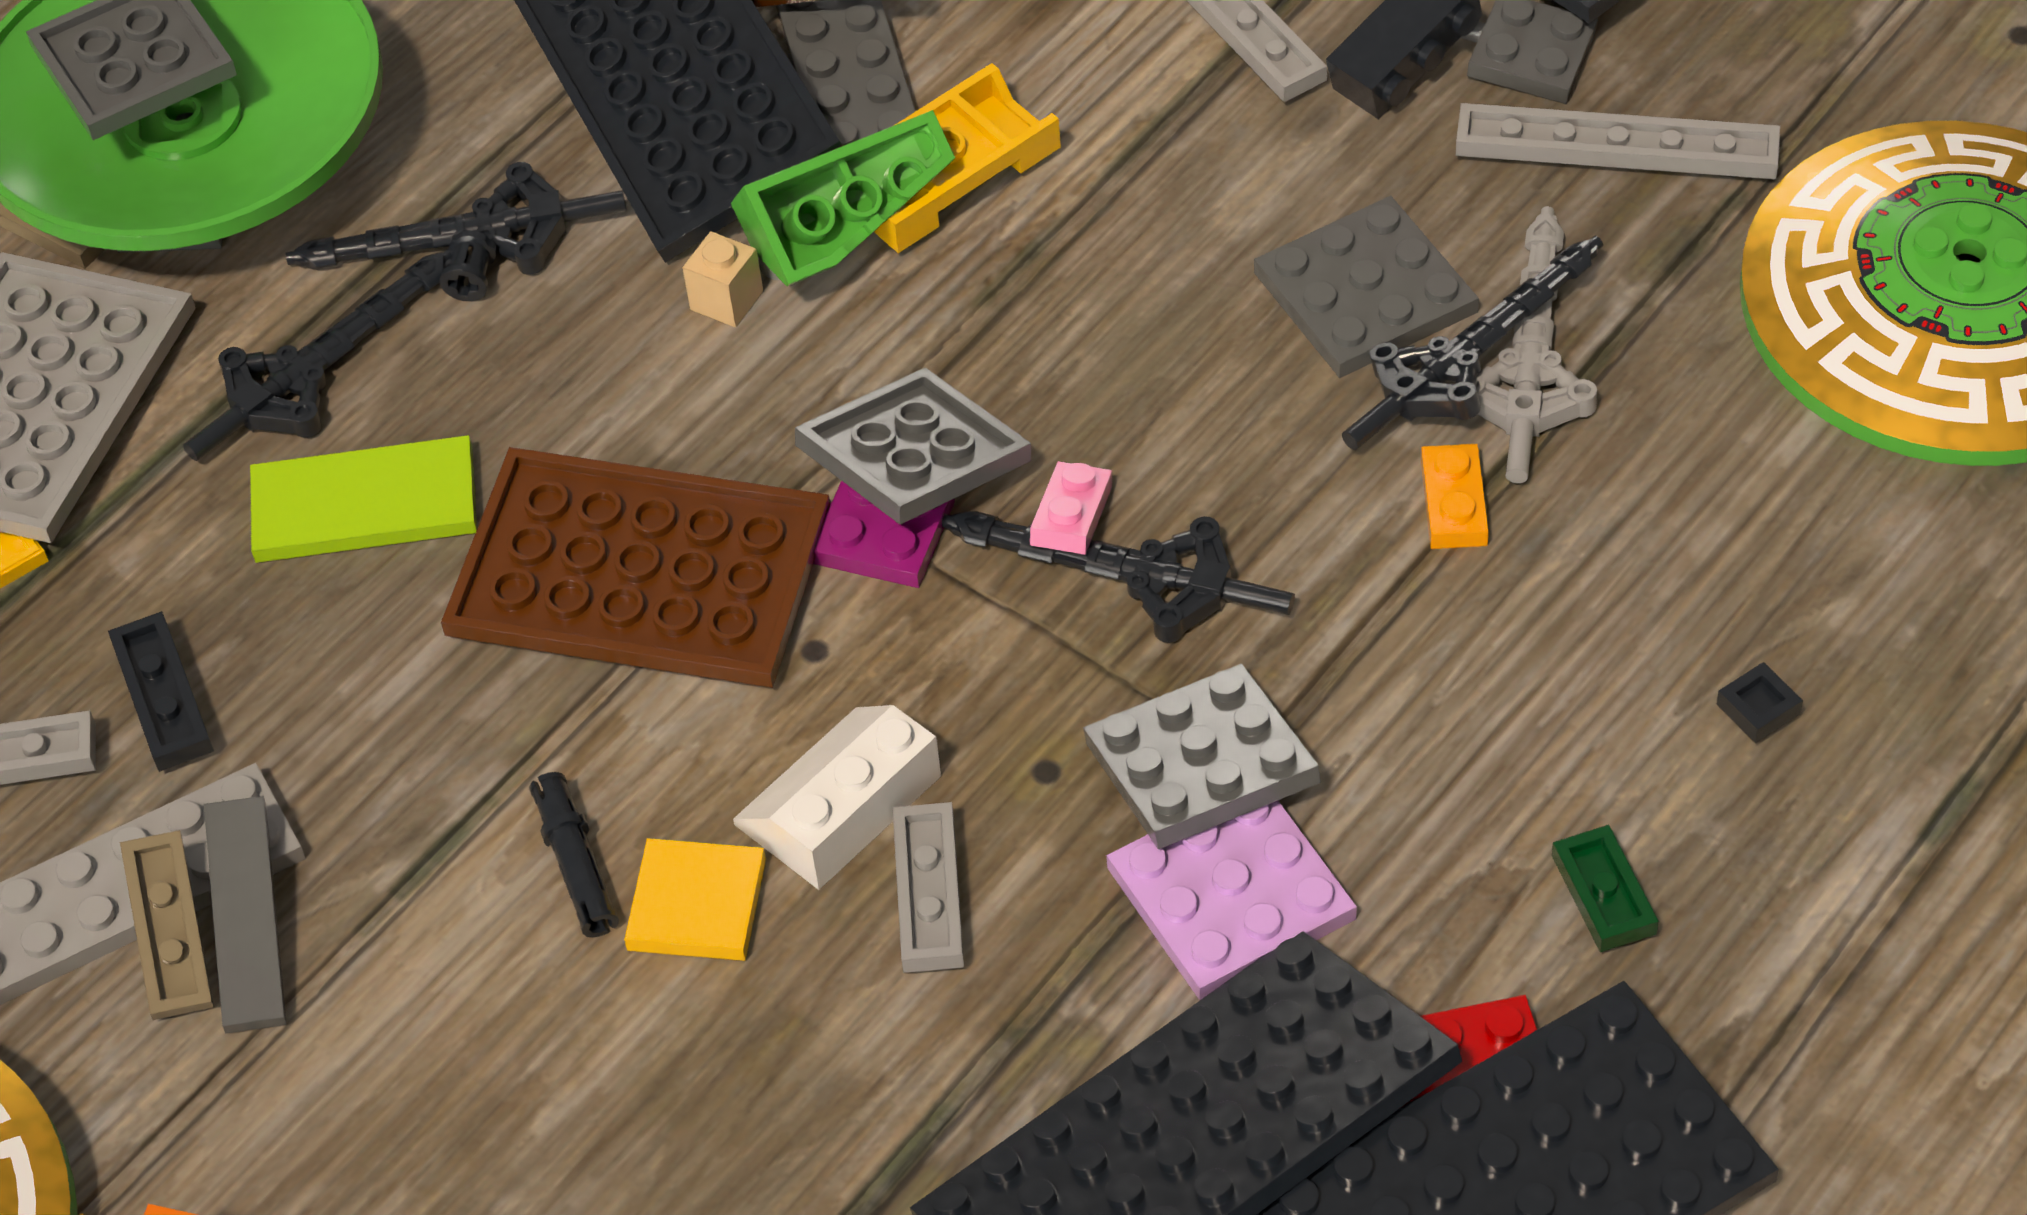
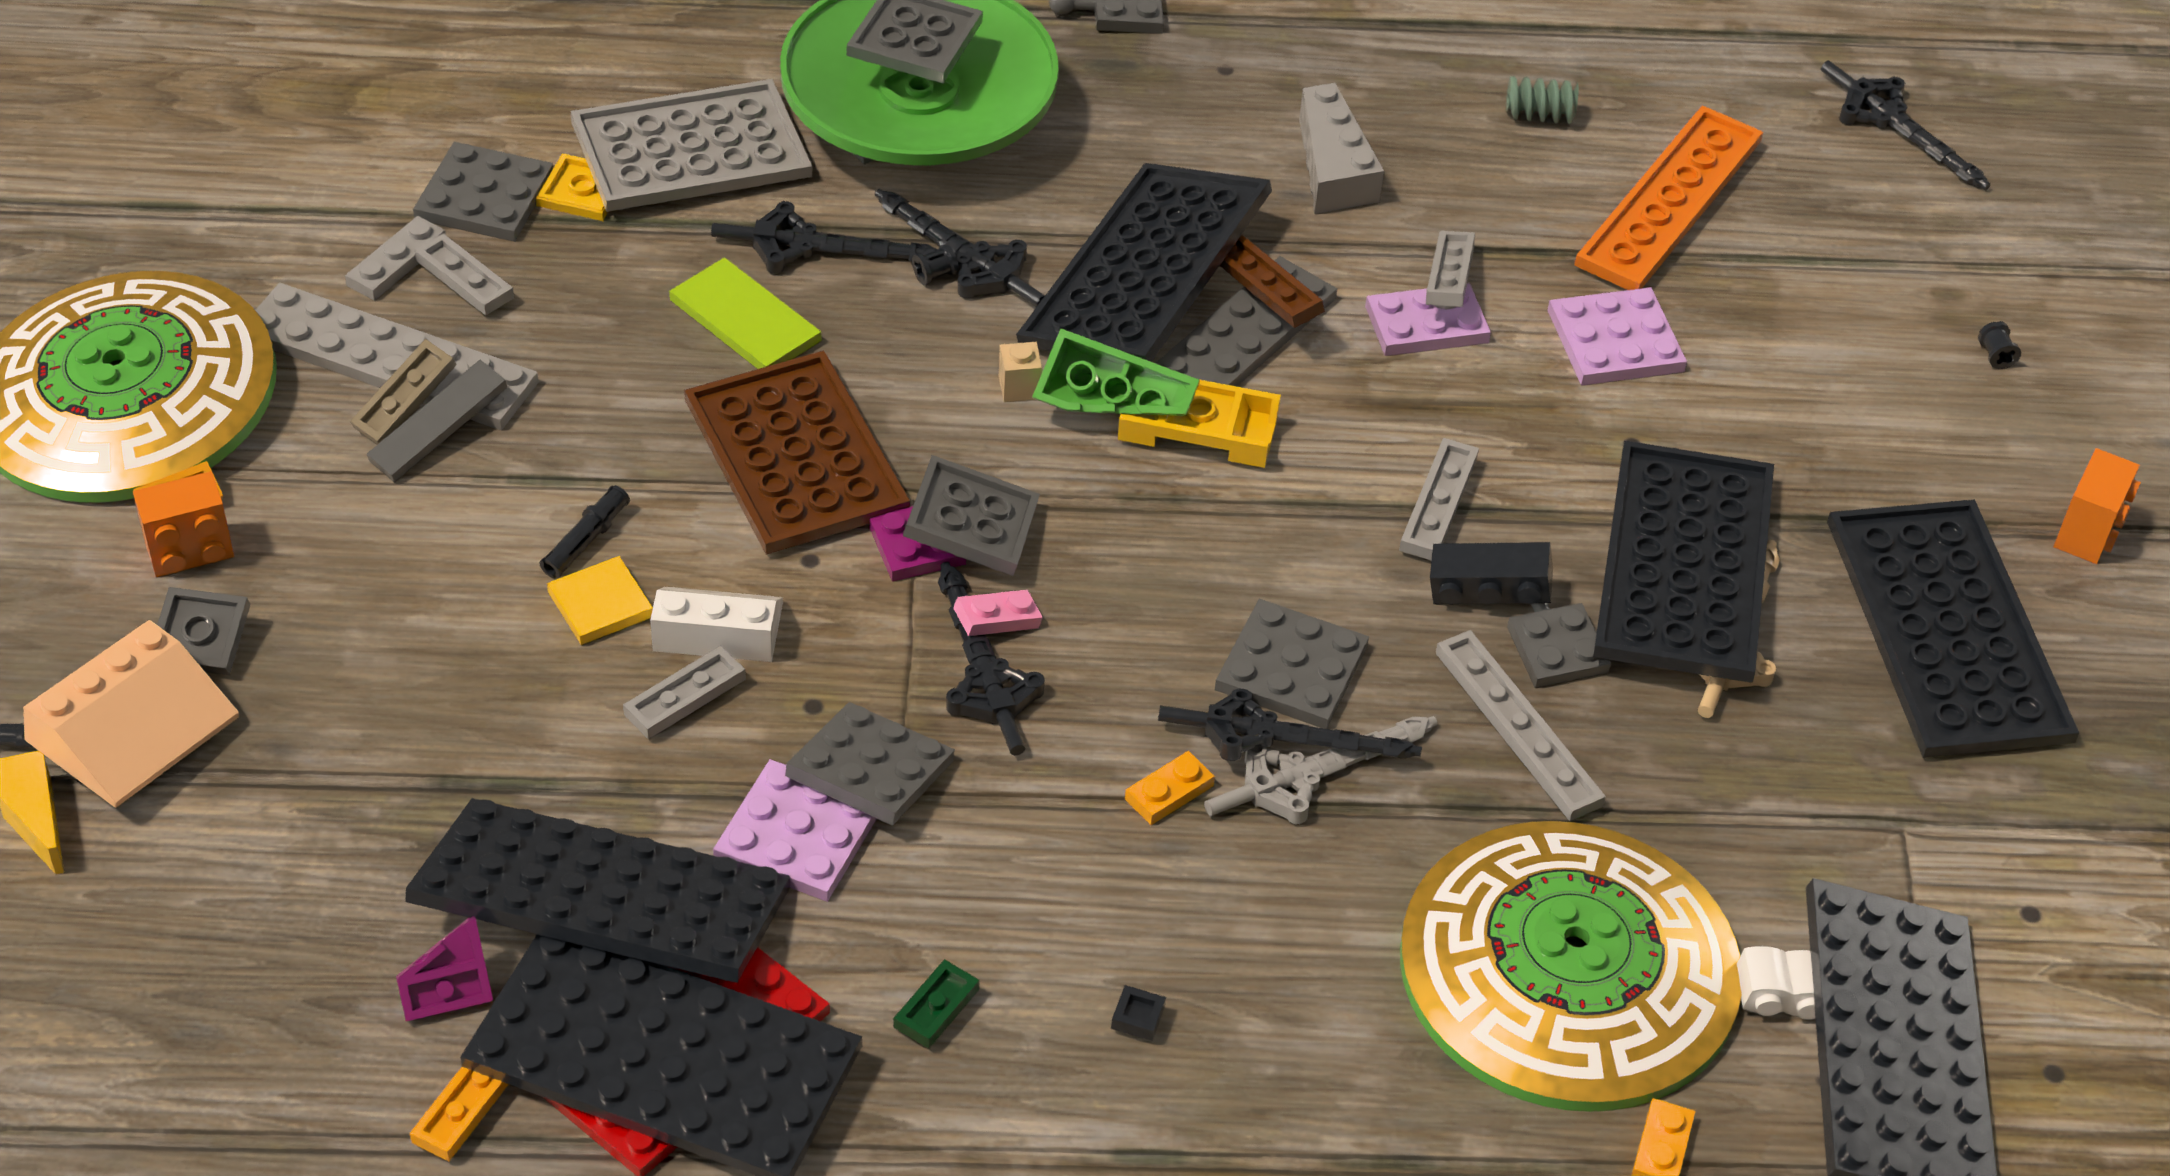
camera: 45 degrees right, 5 degrees down
(160, 691) = (551, 309): black plate -> none

